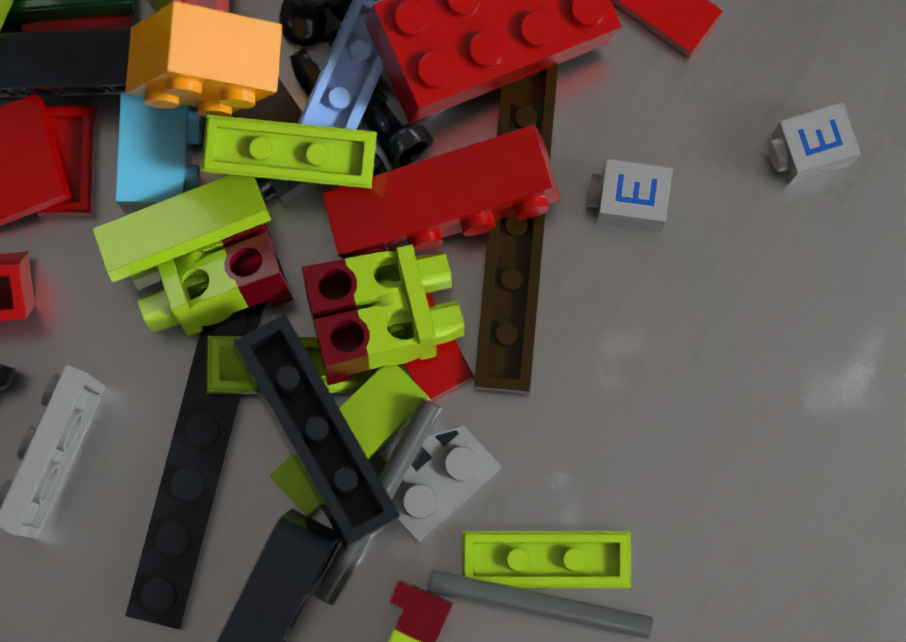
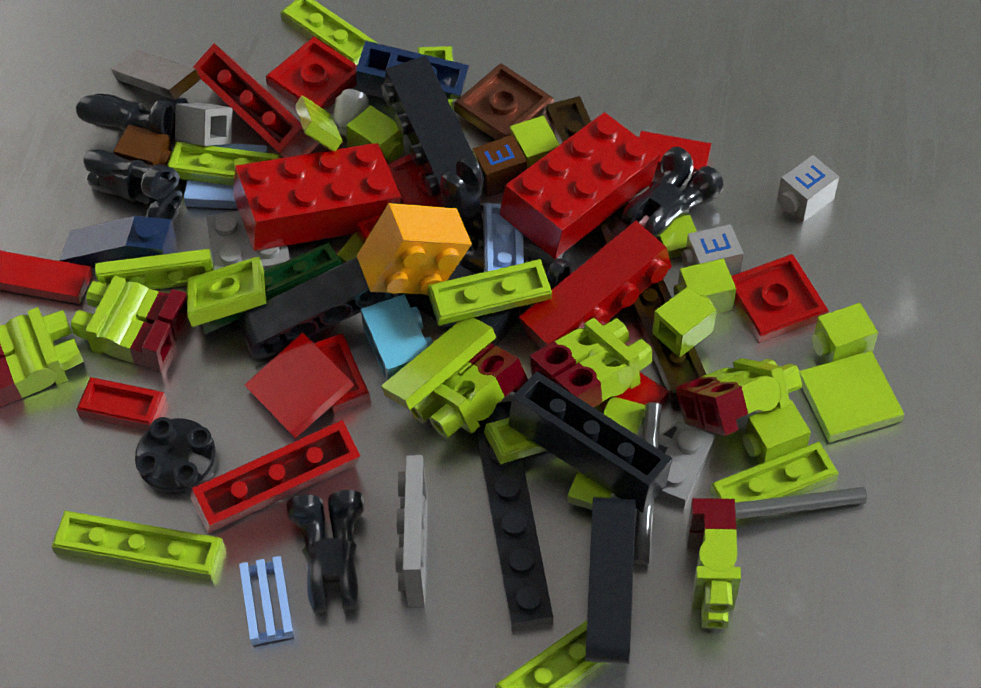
camera: 20 degrees left, 25 degrees down
(535, 295) = (684, 321): none -> lime brick
(550, 433) = (731, 393): none -> hips
(576, 501) = (775, 433): none -> lime brick
(594, 245) = (709, 280): none -> lime brick
(602, 138) = (676, 235): none -> lime tile
(604, 87) = (663, 198): none -> black piece
(687, 291) = (777, 298): none -> red tile
(707, 481) = (850, 396): none -> lime tile
(741, 394) = (844, 333): none -> lime brick

